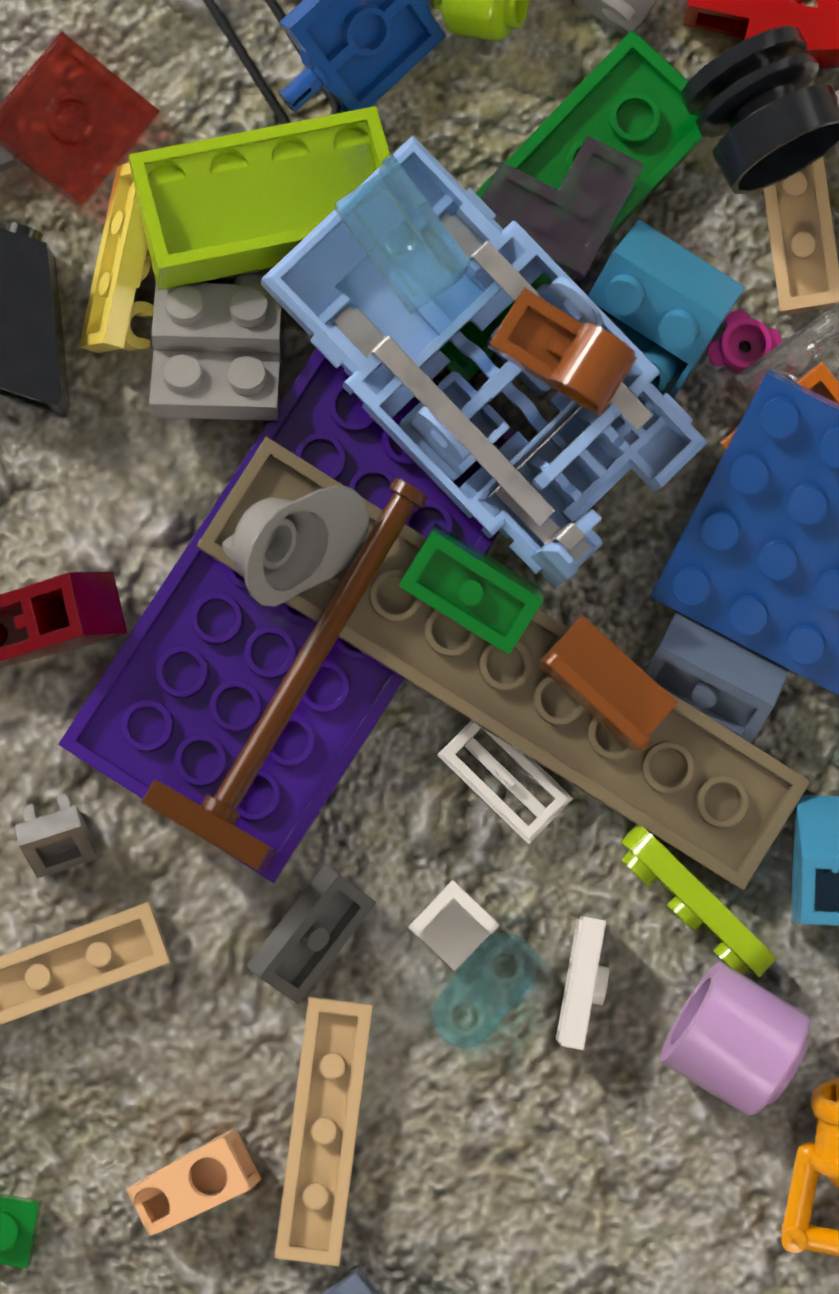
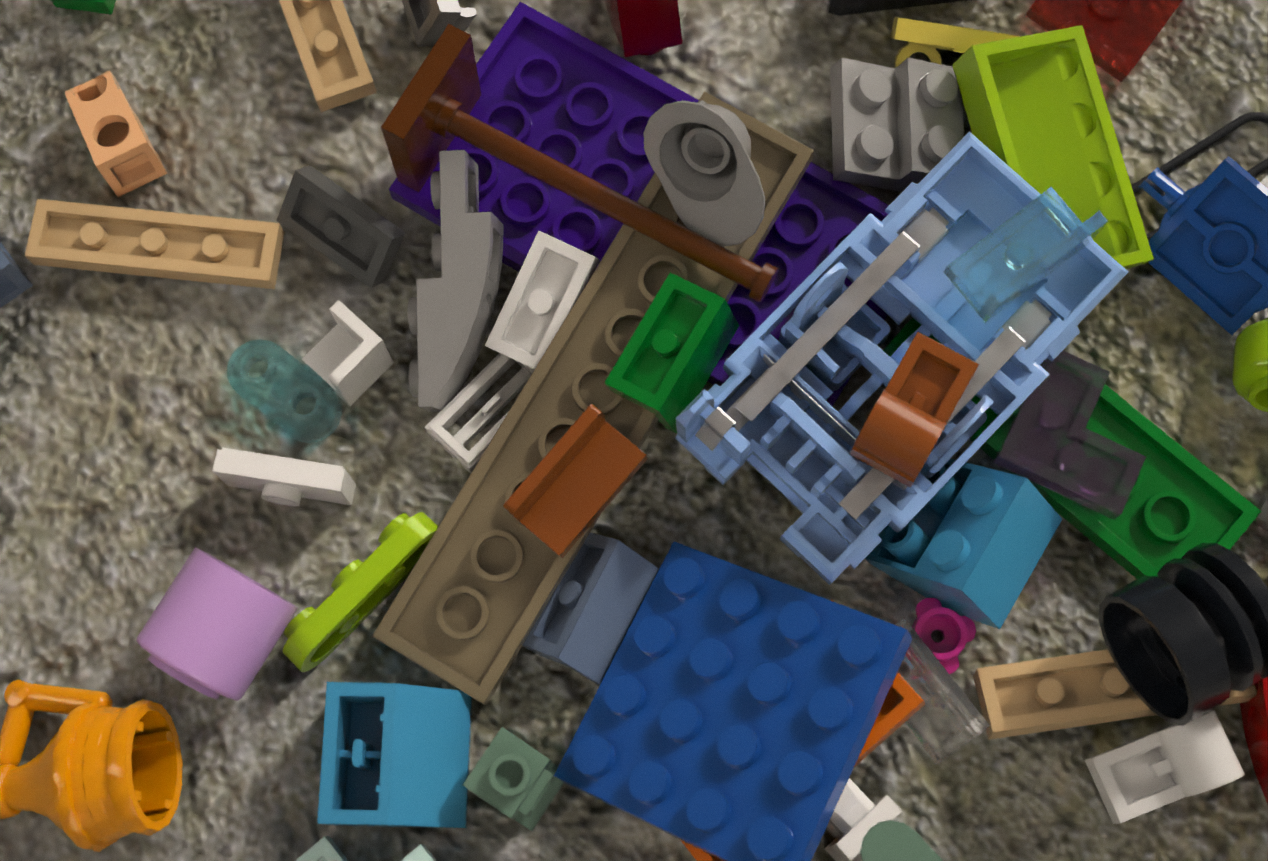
camera: 85 degrees right, 10 degrees down
(409, 720) = (540, 299): none -> white plate
(410, 809) = (454, 310): none -> light grey slope

